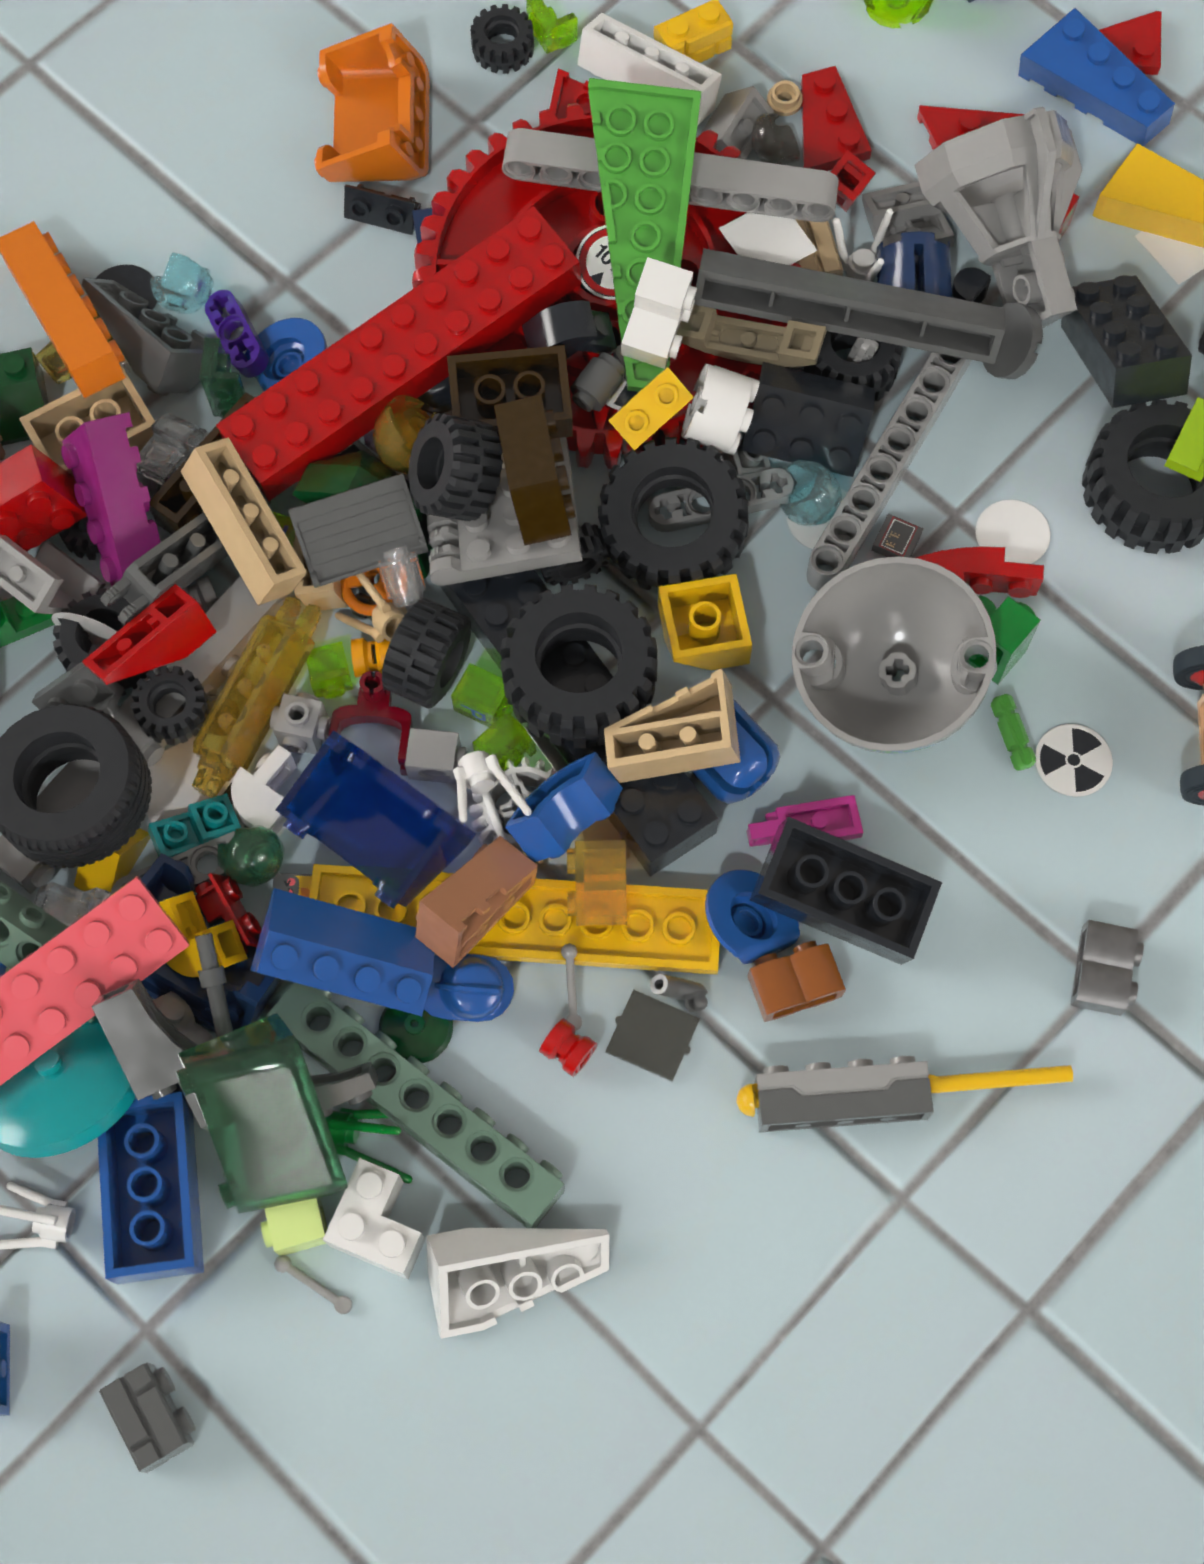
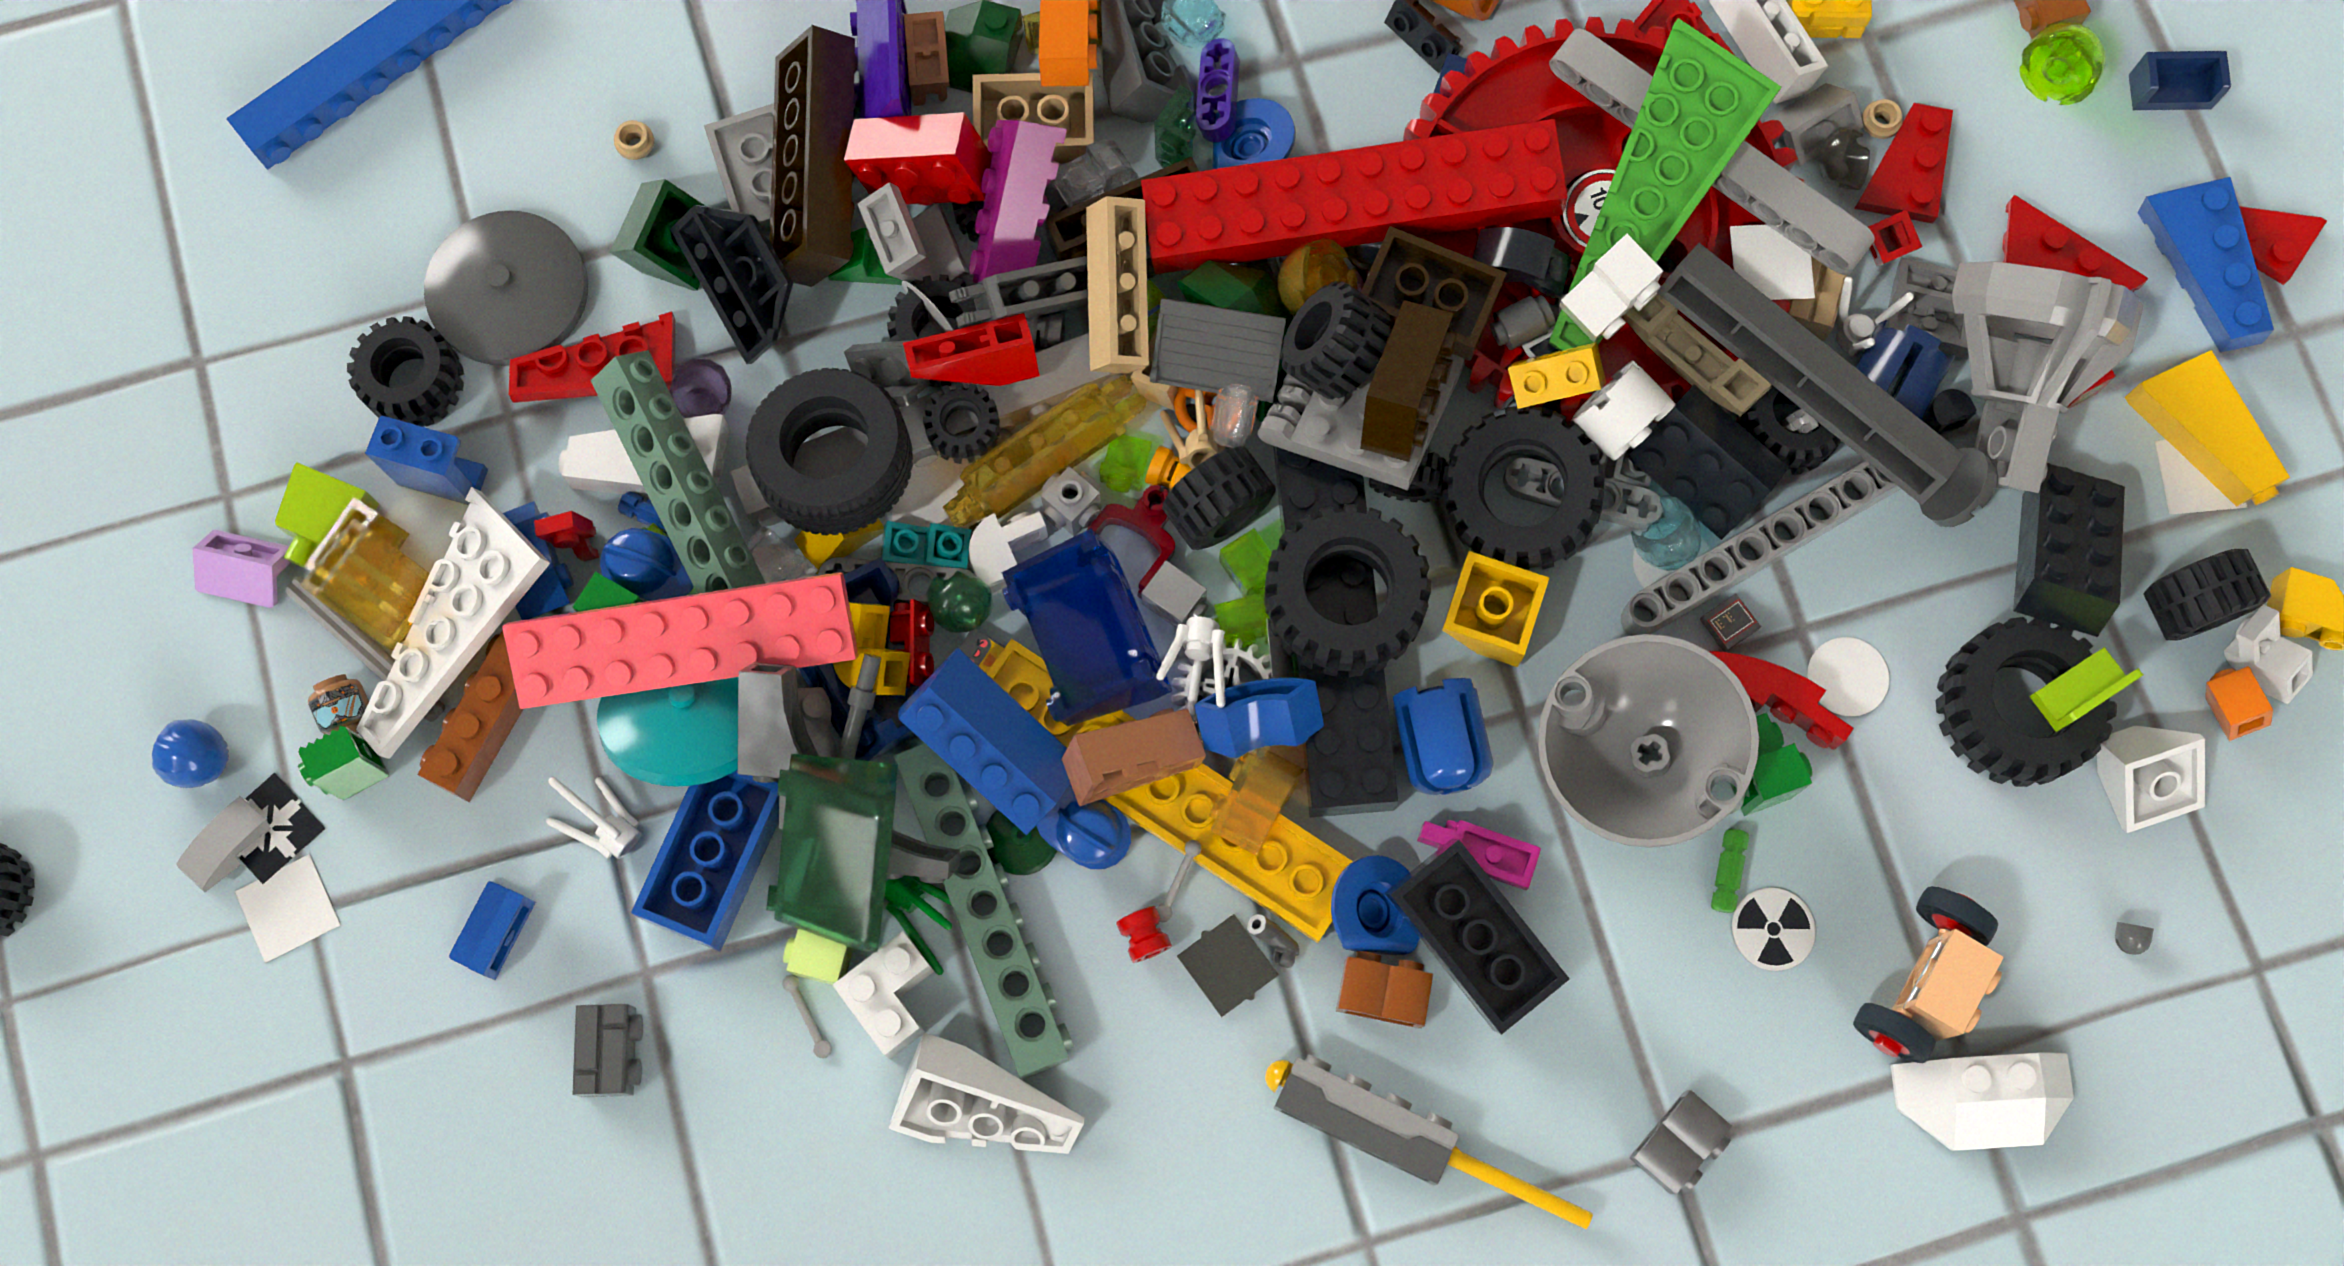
camera: 30 degrees right, 5 degrees up
(677, 735) = (1400, 707): tan wedge -> none

